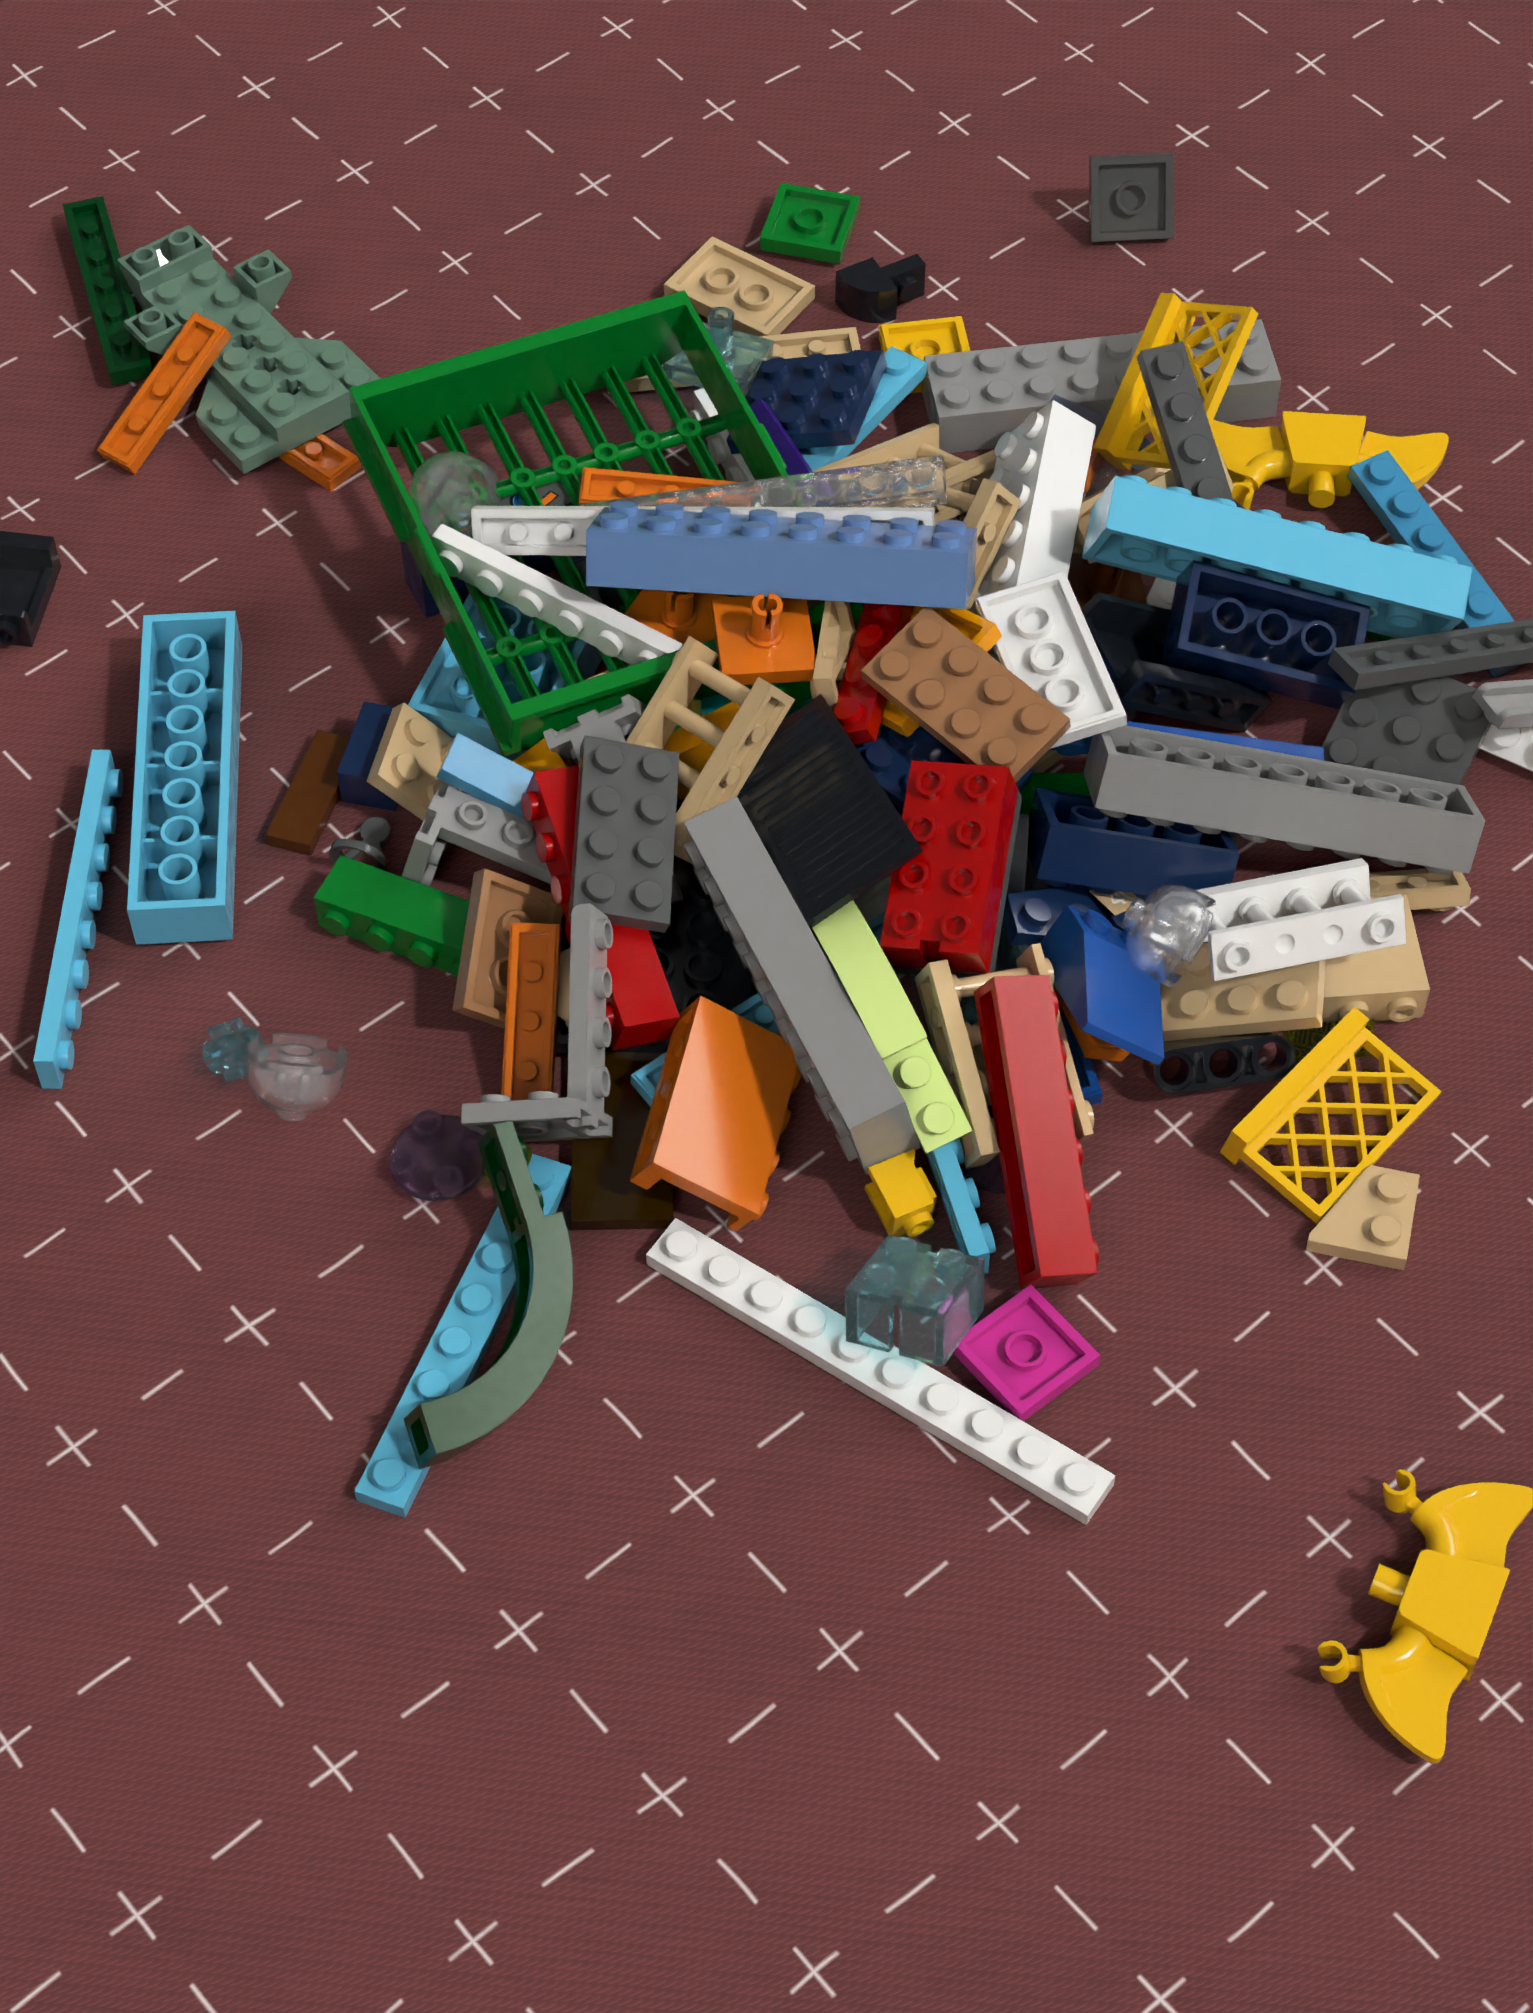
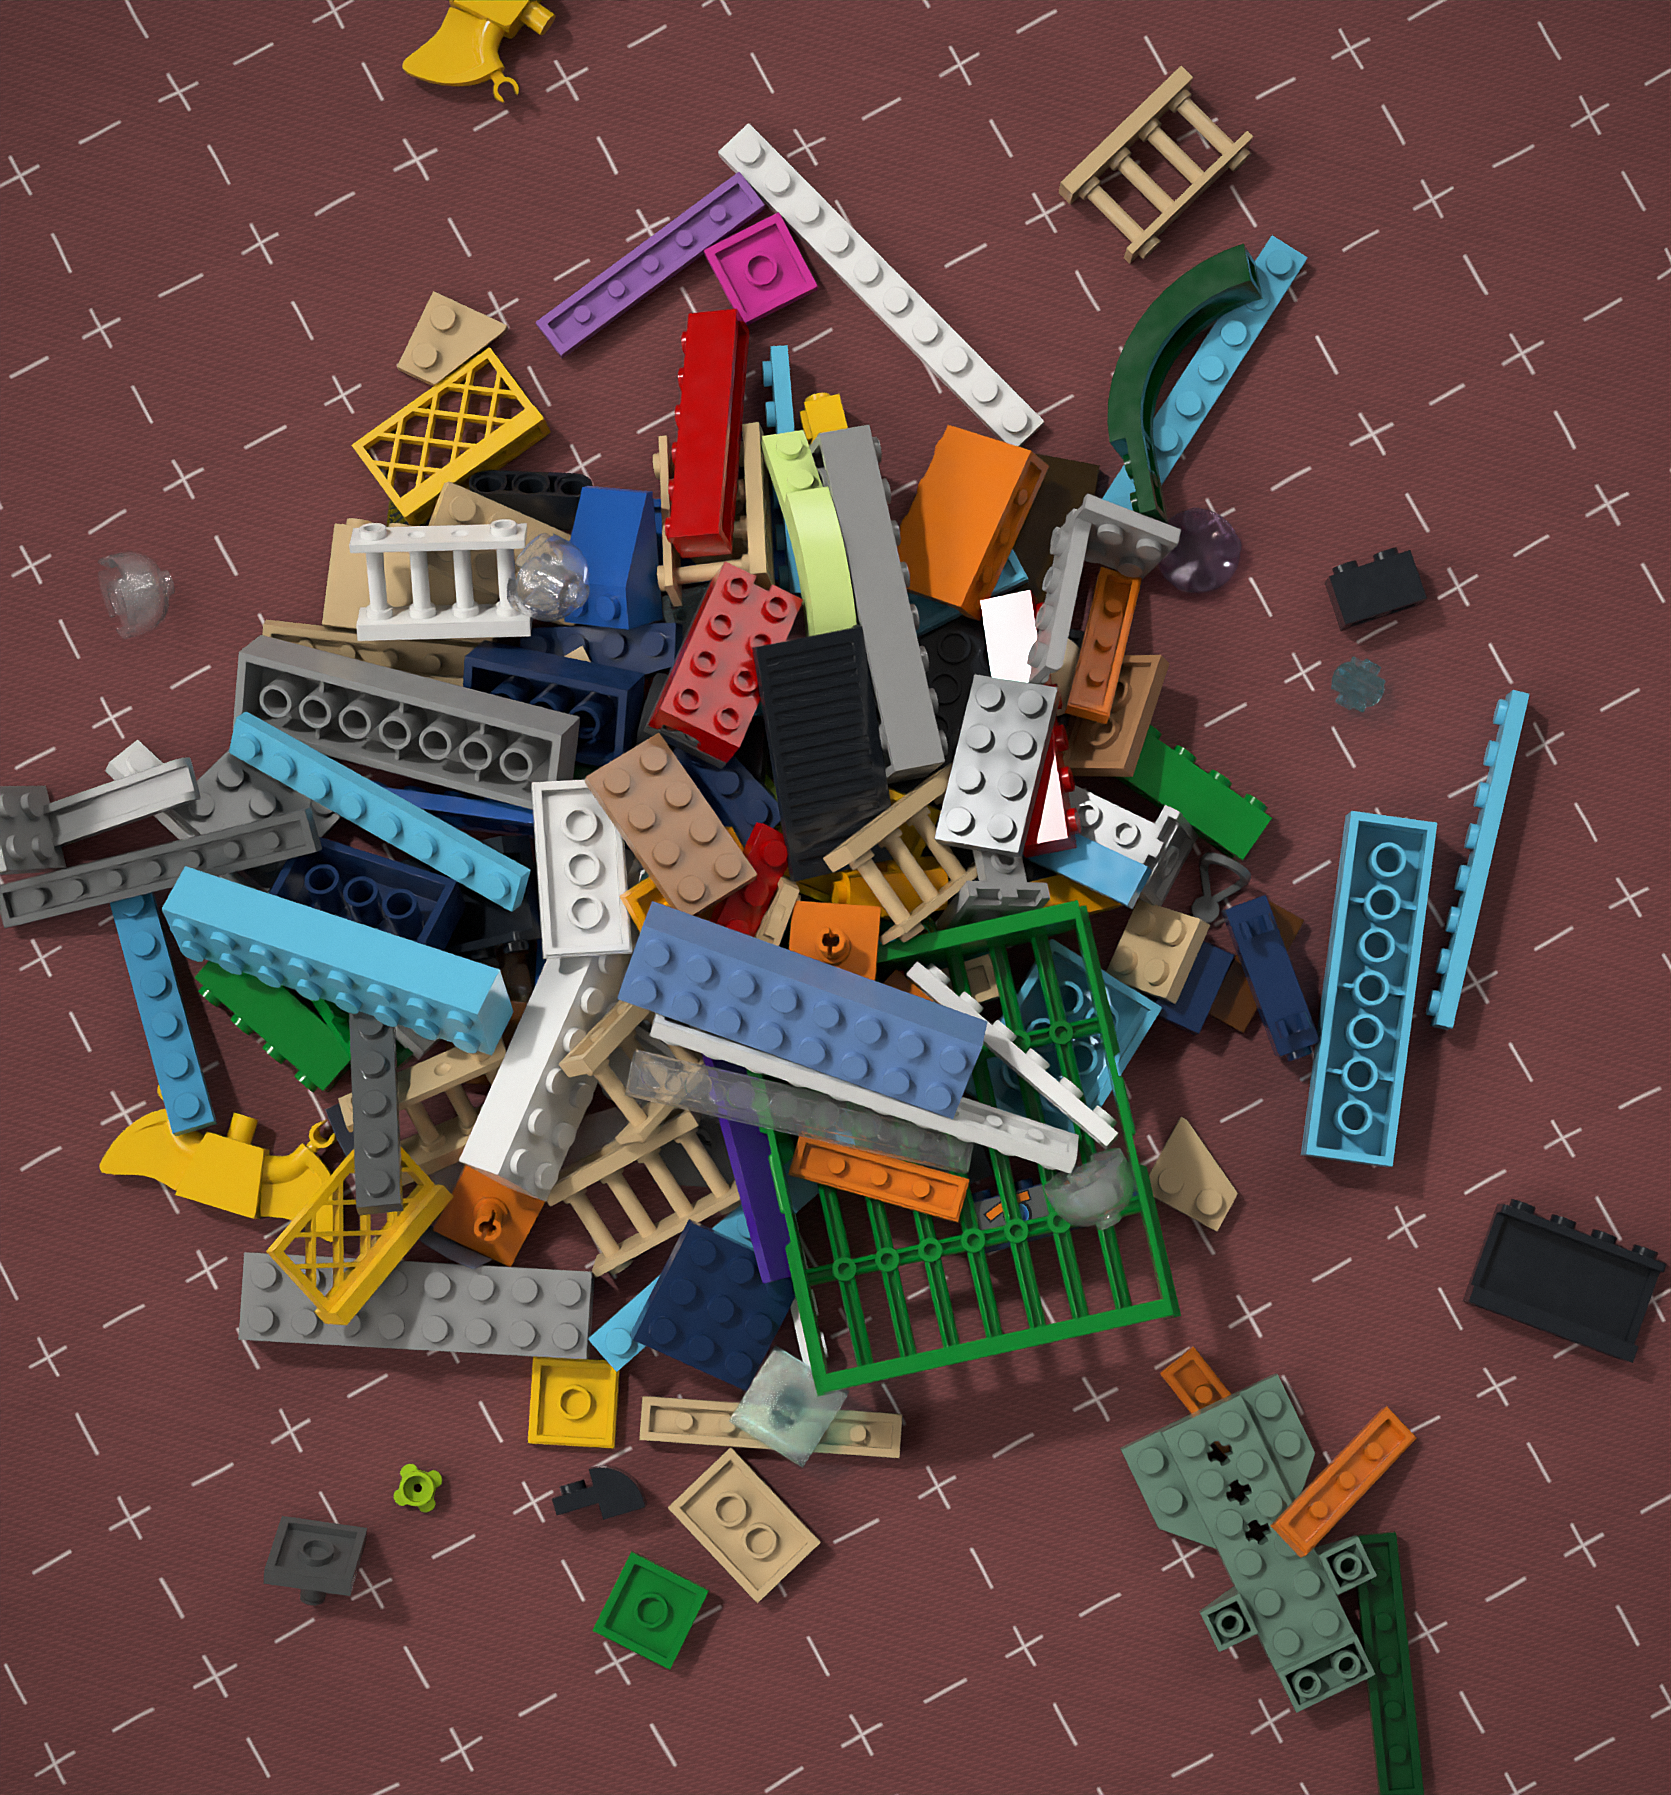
camera: 165 degrees left, 30 degrees up
(225, 1148) = (1374, 588): none -> black brick
(295, 765) = (1271, 978): none -> dark blue brick
(295, 1074) = (1308, 643): clear cylinder -> none
(354, 609) = (1191, 1179): none -> tan wing
(586, 1604) = (1145, 125): none -> tan fence
(935, 1293) = (841, 314): clear light blue piece -> none
(1054, 272) = (407, 1495): none -> lime plate
(1157, 1336) = (650, 265): none -> medium lavender plate
(1301, 709) = (379, 811): none -> medium azure plate

